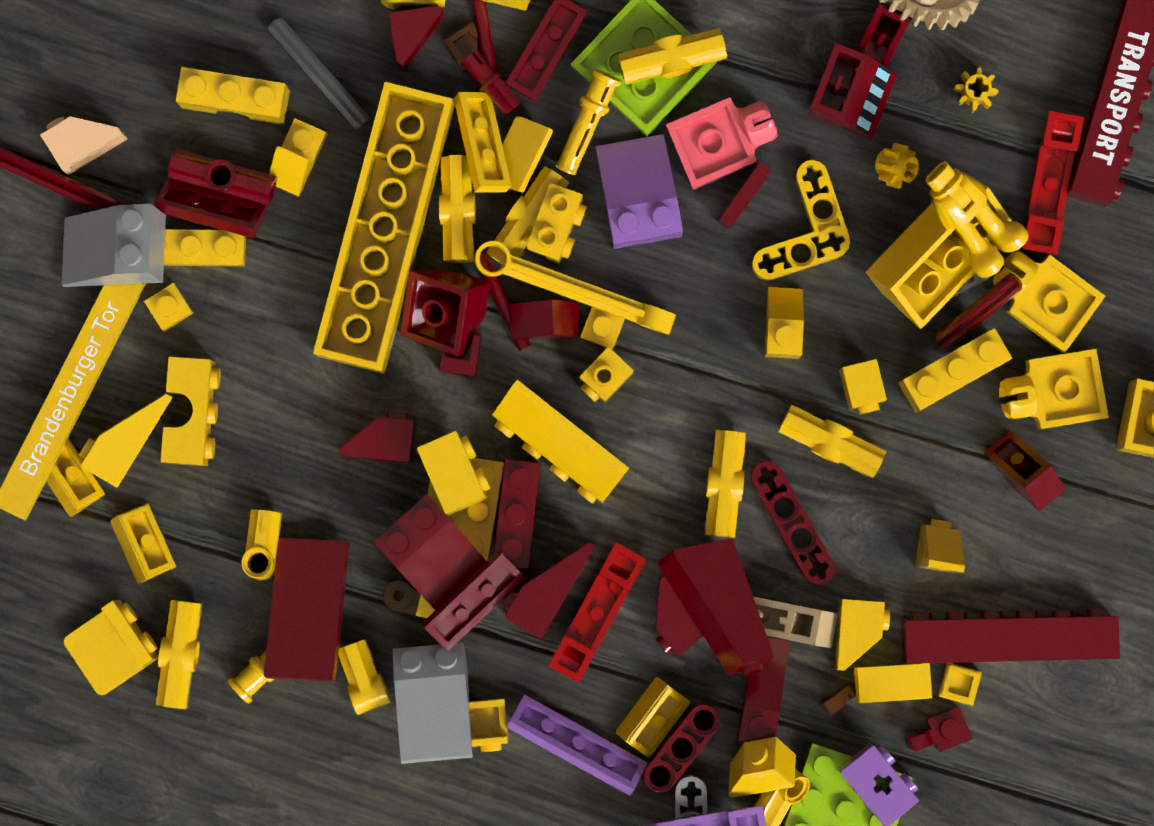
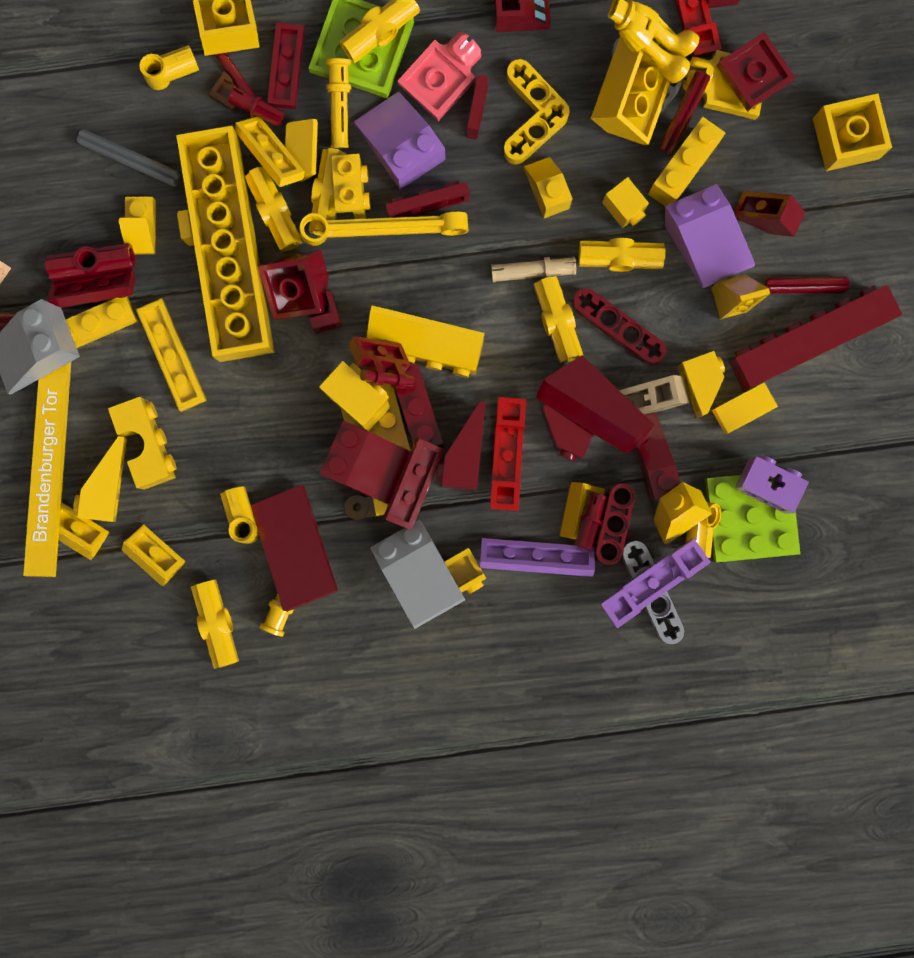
camera: 30 degrees left, 0 degrees up
(111, 647) = (162, 641): yellow bracket -> none
(168, 307) = (94, 375): yellow plate -> none
(231, 93) = (51, 203): yellow arch -> none
(265, 323) = (171, 355): none -> yellow tile
(348, 186) = (185, 227): none -> yellow tile
(365, 685) = (362, 583): yellow piece -> none
(384, 440) = (294, 400): dark red slope -> none
(412, 30) = (183, 95): dark red slope -> none
(500, 298) = (341, 266): dark red bar -> none
(502, 441) = (381, 356): none -> dark red plate
(544, 320) = (372, 260): dark red slope -> none
(602, 328) = (418, 248): yellow plate -> none
(605, 376) = (435, 280): yellow brick -> none
(637, 279) = (429, 200): none -> dark red plate
(655, 732) = (590, 521): none -> dark red axle
(724, 413) = (534, 269): none -> tan pin
(837, 699) = (711, 438): reddish brown tile -> none
(897, 165) = (577, 36): yellow gear -> none
(939, 468) = (708, 236): none -> medium lavender slope
(945, 730) = (796, 427): dark red plate -> none
(959, 684) = (792, 388): yellow tile -> none
(1031, 572) = (789, 285): none -> dark red axle
(1057, 390) = (765, 146): yellow plate -> none
(1081, 302) = (755, 71): none -> dark red plate

